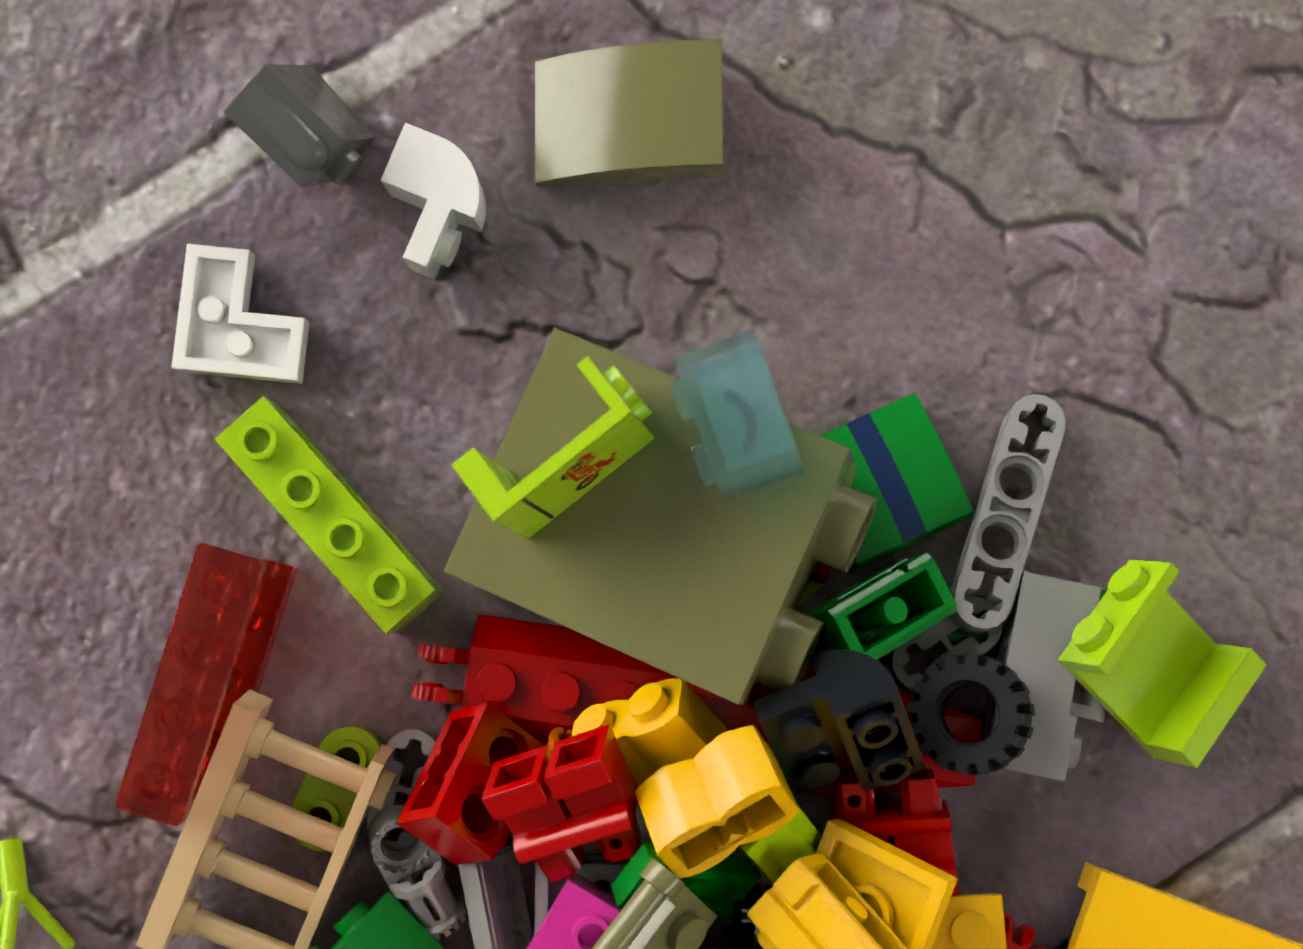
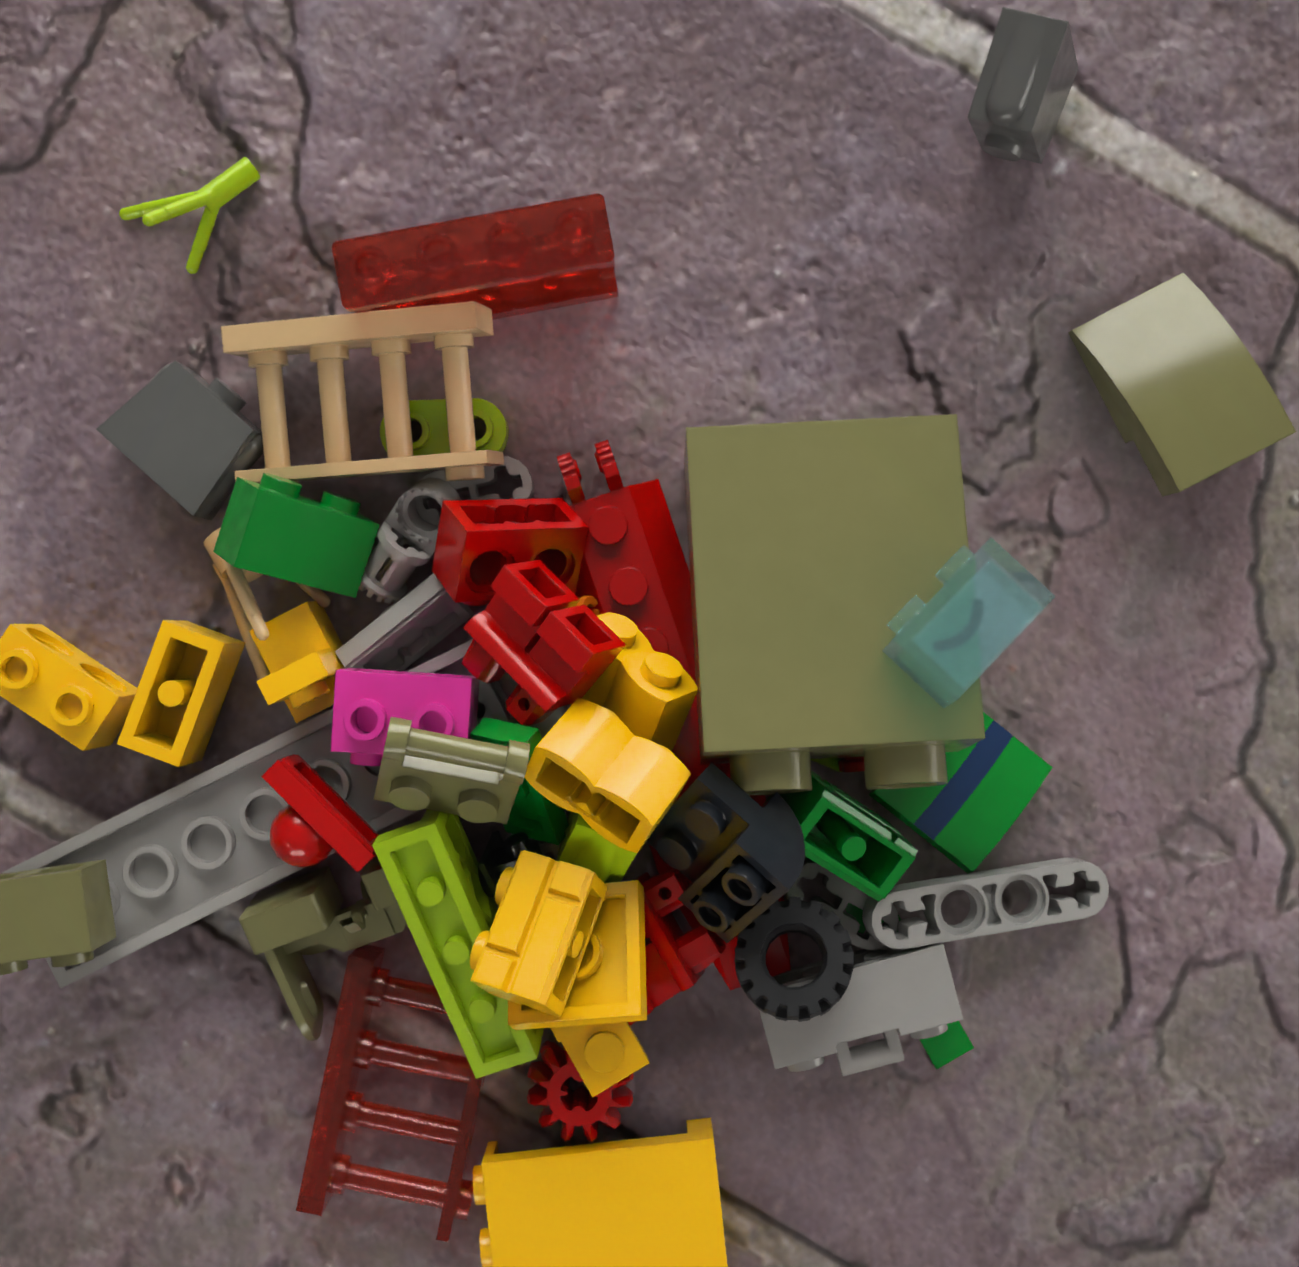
camera: 60 degrees right, 5 degrees up
(220, 334) = (791, 118): white plate -> none
(329, 515) = (680, 299): lime brick -> none
(444, 184) = (1030, 244): white brick -> none
(572, 470) = (842, 496): lime panel -> none
(1158, 665) = (916, 1102): lime panel -> none

